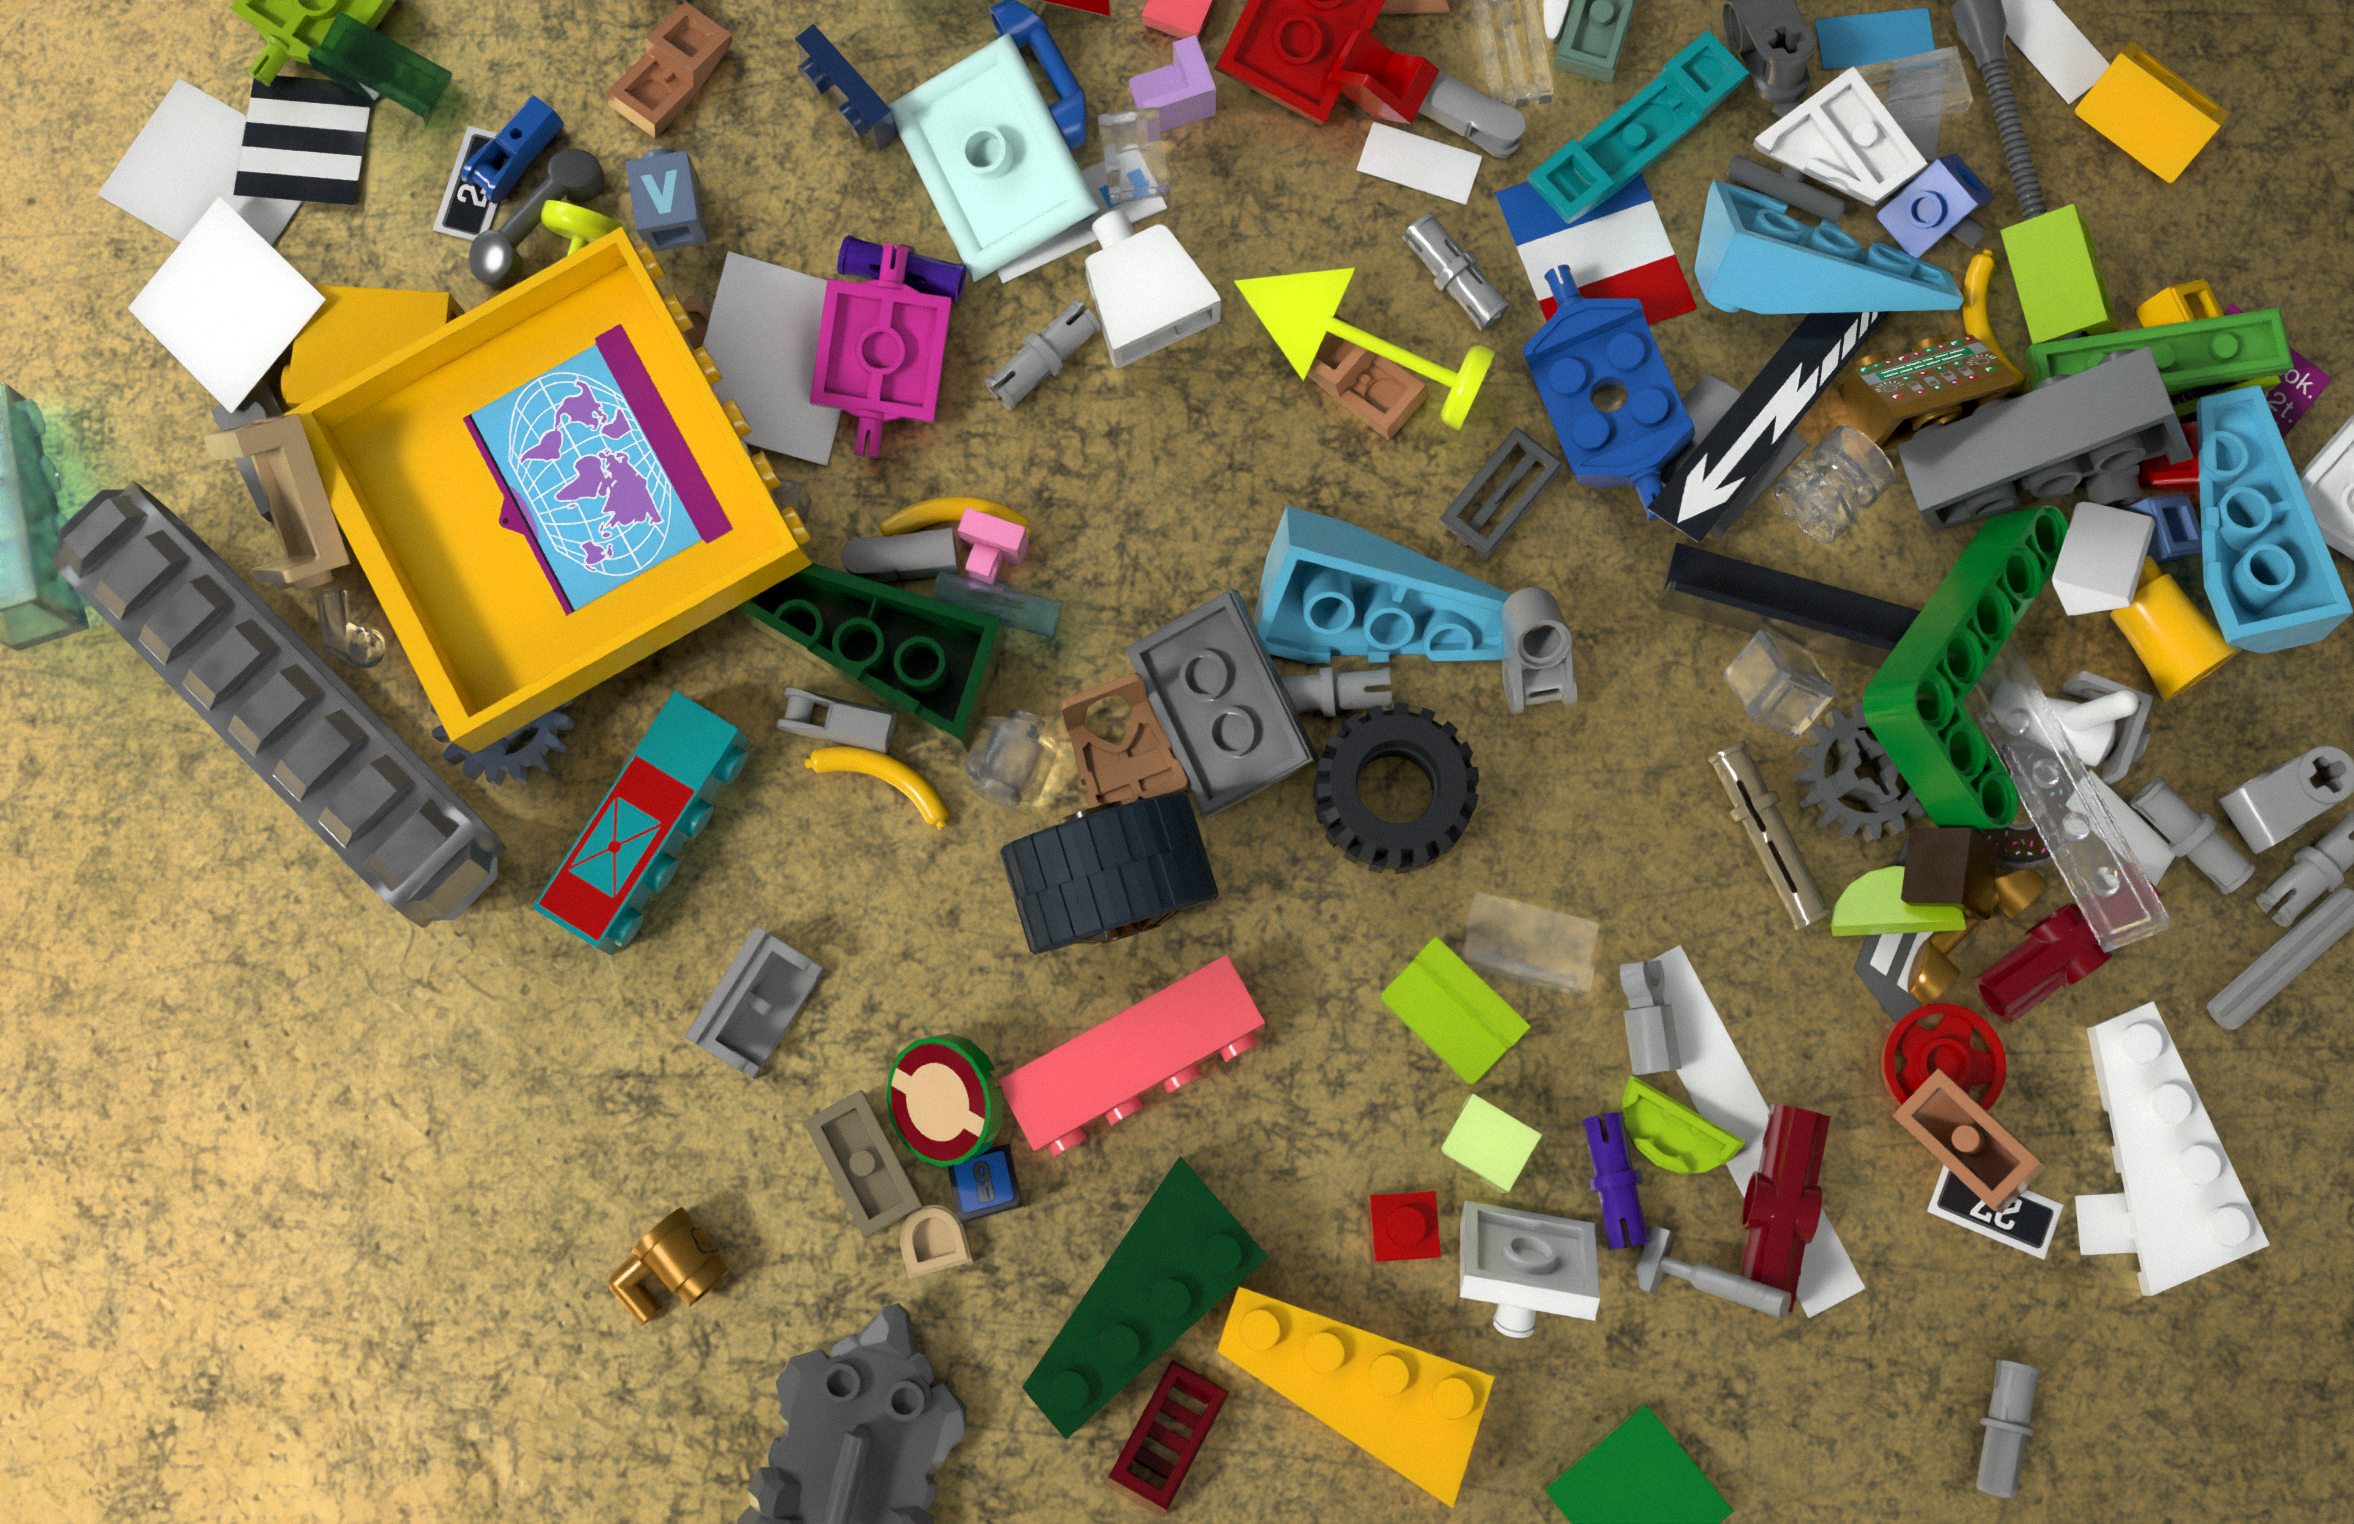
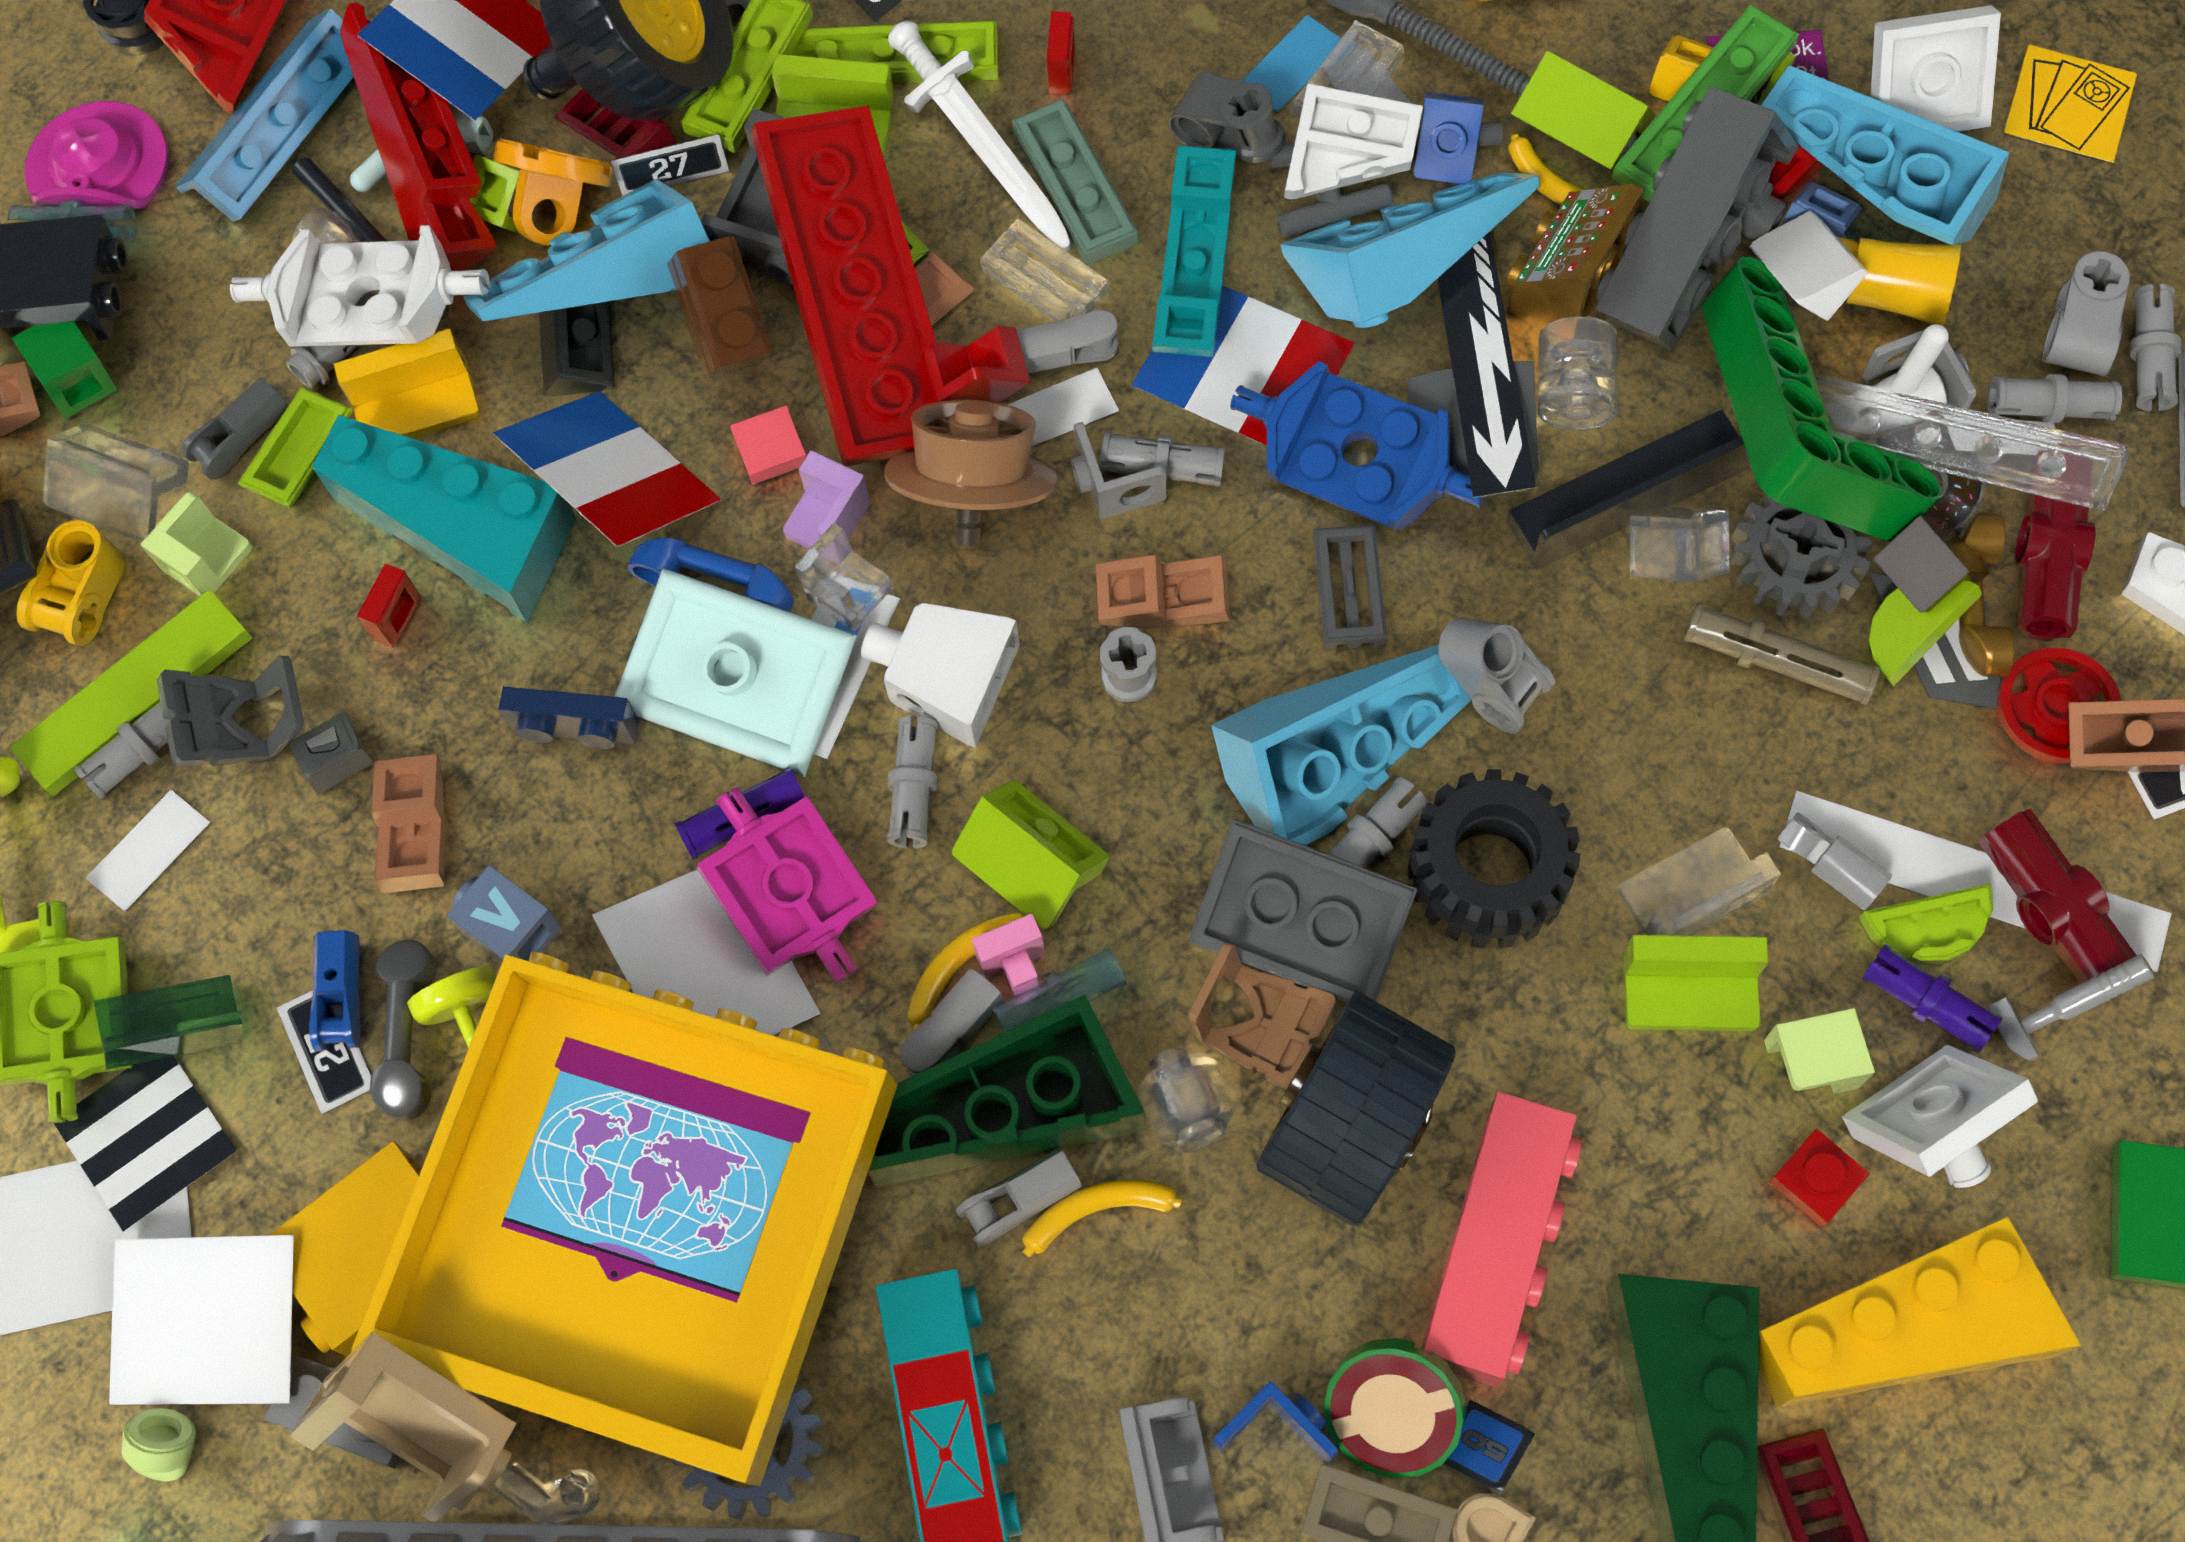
camera: 40 degrees left, 10 degrees down
(131, 363) = (158, 1443): none -> yellowish green tile
(878, 1039) = (1295, 1412): none -> blue bracket
(1076, 480) = (1027, 852): none -> lime panel
(1268, 391) = (1133, 645): none -> light grey bush
(1301, 148) = (971, 461): none -> medium nougat piece
(1302, 309) = (1083, 583): neon yellow piece -> none
(1388, 266) = (1108, 494): none -> light grey bracket

